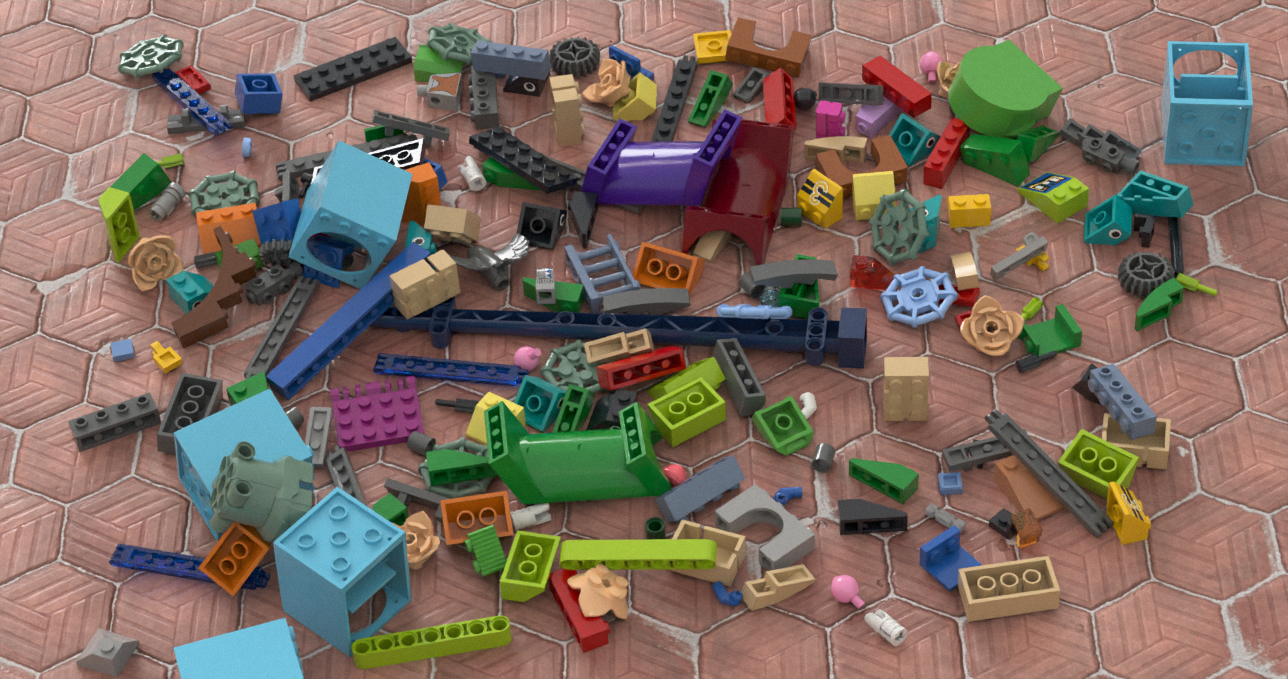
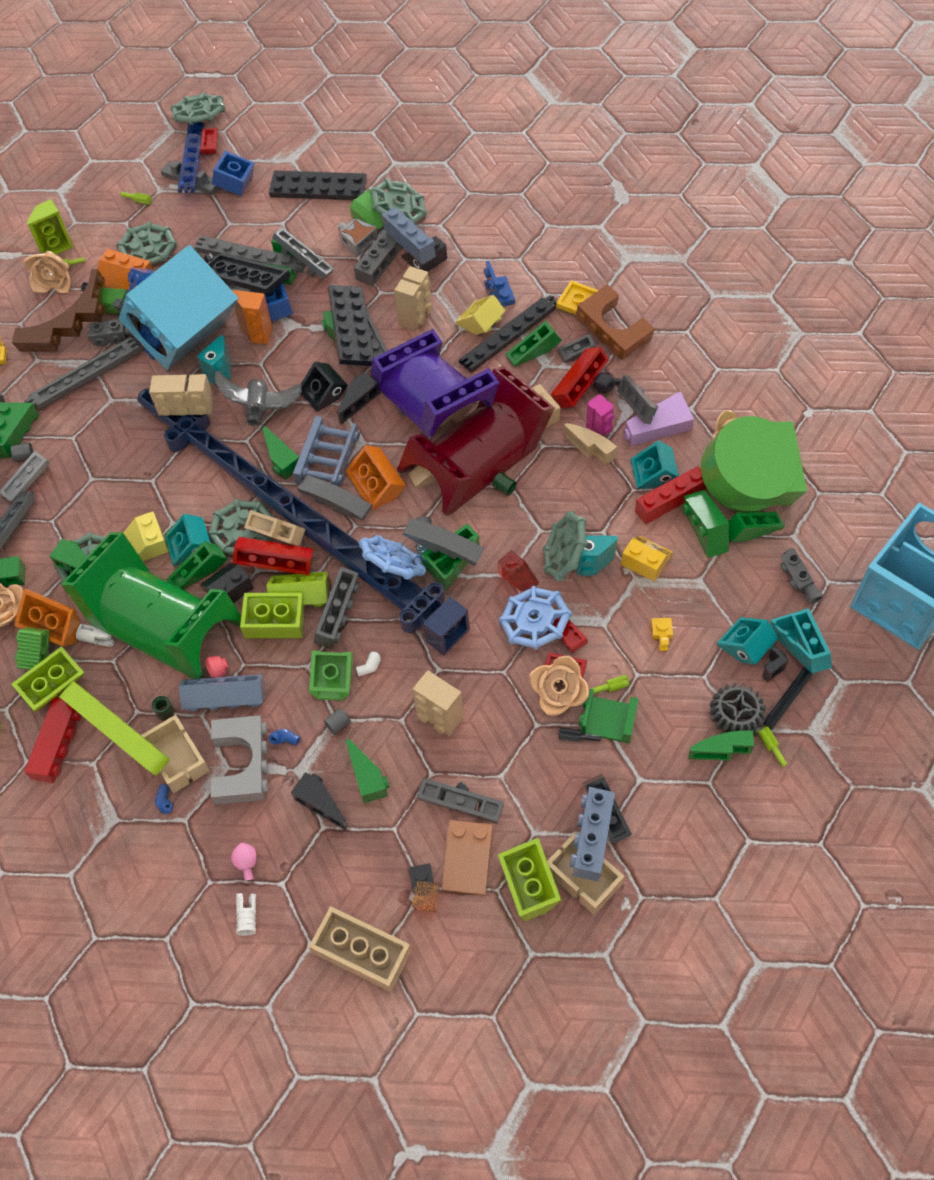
camera: 35 degrees right, 15 degrees up
(142, 180) = (99, 206): green wedge -> none
(165, 204) = (106, 229): light grey axle -> none
(188, 289) = (53, 304): teal slope -> none
(246, 147) = (193, 212): light blue tile -> none
(341, 327) = (109, 396): blue brick -> none
(378, 417) = (82, 483): magenta hinge -> none
(408, 494) = (37, 564): dark grey hinge -> none
(420, 442) = (83, 524): dark grey beam -> none
(449, 369) = (157, 474): clear blue hinge -> none
(452, 223) = (252, 352): tan piece -> none
(461, 405) = (138, 507): black axle -> none
(472, 174) = (315, 316): white hinge -> none
(527, 358) = (212, 496): bright pink piece -> none
(545, 283) = (267, 443): light grey leg -> none
(574, 57) = (469, 255): dark grey gear -> none
(601, 592) = (58, 746): light nougat brick -> none
(612, 85) = (469, 295): light nougat brick -> none
(776, 586) = (203, 818): tan slope -> none
(821, 199) = (532, 483): yellow slope -> none
(868, 190) = (579, 499): light yellow slope -> none
(882, 150) = (612, 485): dark orange arch -> none
(897, 86) = (675, 413): red brick -> none
(929, 65) = (730, 402): bright pink piece -> none
(944, 557) = (344, 886): blue bracket -> none
(945, 517) = (380, 841): light grey axle -> none
(950, 483) = (413, 809): medium blue tile -> none
(964, 271) = (590, 614): tan slope -> none
(1033, 247) = (660, 628): light grey hinge -> none
(1048, 473) = (479, 861): dark grey hinge -> none
(1056, 195) = (728, 585): lime slope -> none
(1077, 133) = (812, 558): dark grey slope -> none
(1126, 514) = (517, 942): yellow slope -> none

